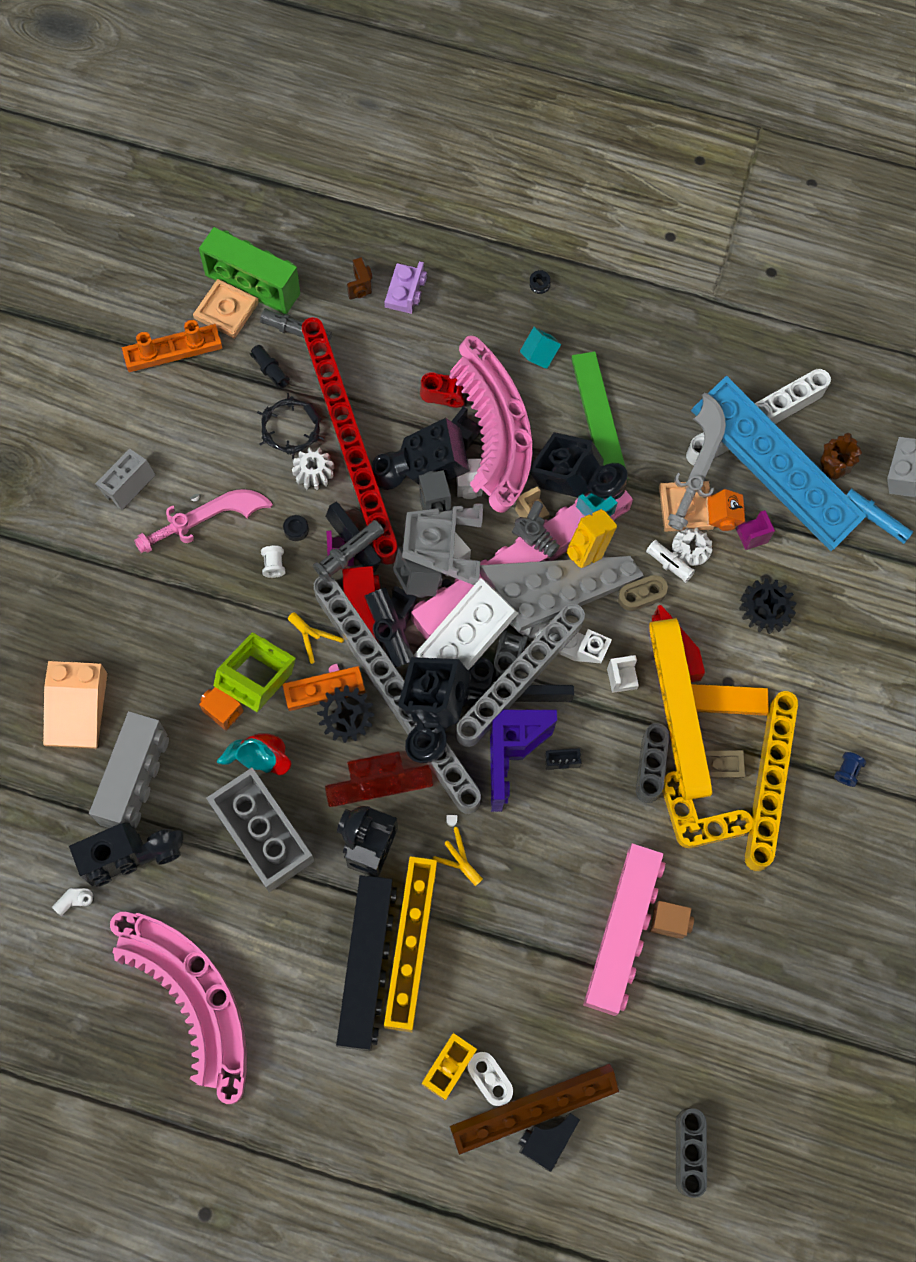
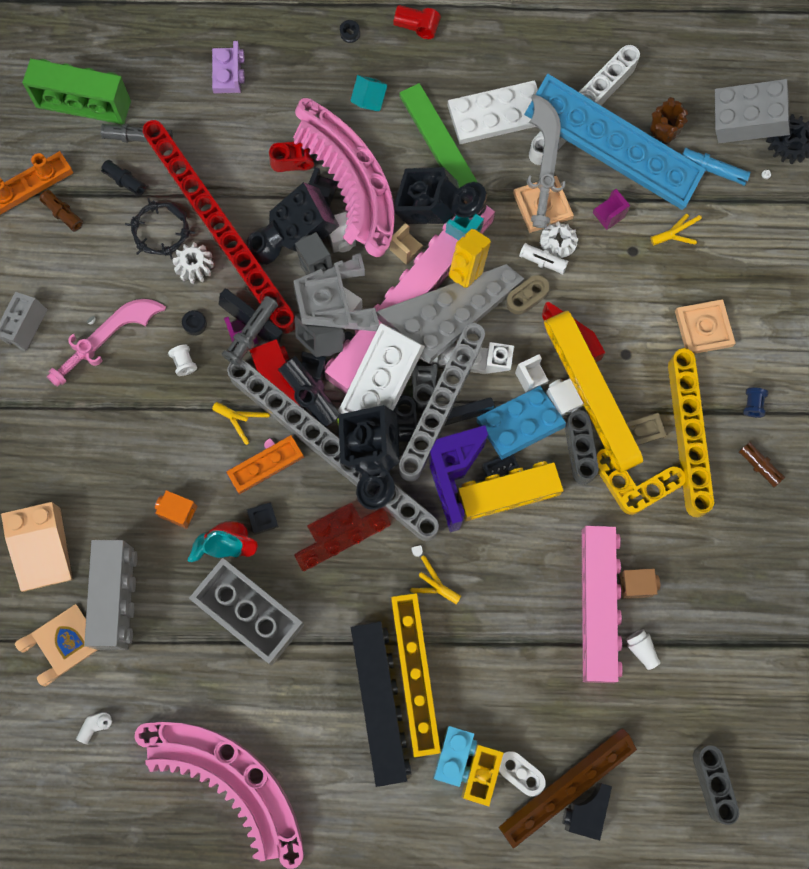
camera: 15 degrees left, 5 degrees up
(66, 807) = (61, 643): none -> light nougat flag
(125, 852) = (129, 670): black brick -> none
(198, 382) = (61, 210): none -> reddish brown pin
(226, 308) = (65, 133): light nougat tile -> none
(243, 688) = (193, 487): lime window -> none
(304, 741) = (262, 518): none -> black plate
(357, 709) = (301, 475): black gear -> none
(363, 276) = (186, 77): reddish brown bracket -> none
(367, 838) = (347, 592): black brick -> none
(425, 1039) = (453, 757): none -> medium azure brick
(533, 532) = (414, 267): dark grey piece -> none
(564, 786) = (510, 491): none -> yellow brick
(597, 720) = (521, 422): none -> dark azure plate
(616, 292) = (423, 22): none -> red piece
(648, 707) = (564, 397): none -> white brick
(656, 988) = (643, 649): none -> white cone
(660, 400) = (492, 112): none -> white plate
(726, 510) = (580, 198): orange brick -> none
(730, 699) = (634, 369): light orange tile -> none
(774, 598) = (638, 284): black gear -> none
(810, 572) = (679, 226): none -> yellow plant
(819, 676) = (705, 326): none -> light nougat plate
(838, 835) = (761, 464): none -> reddish brown pin

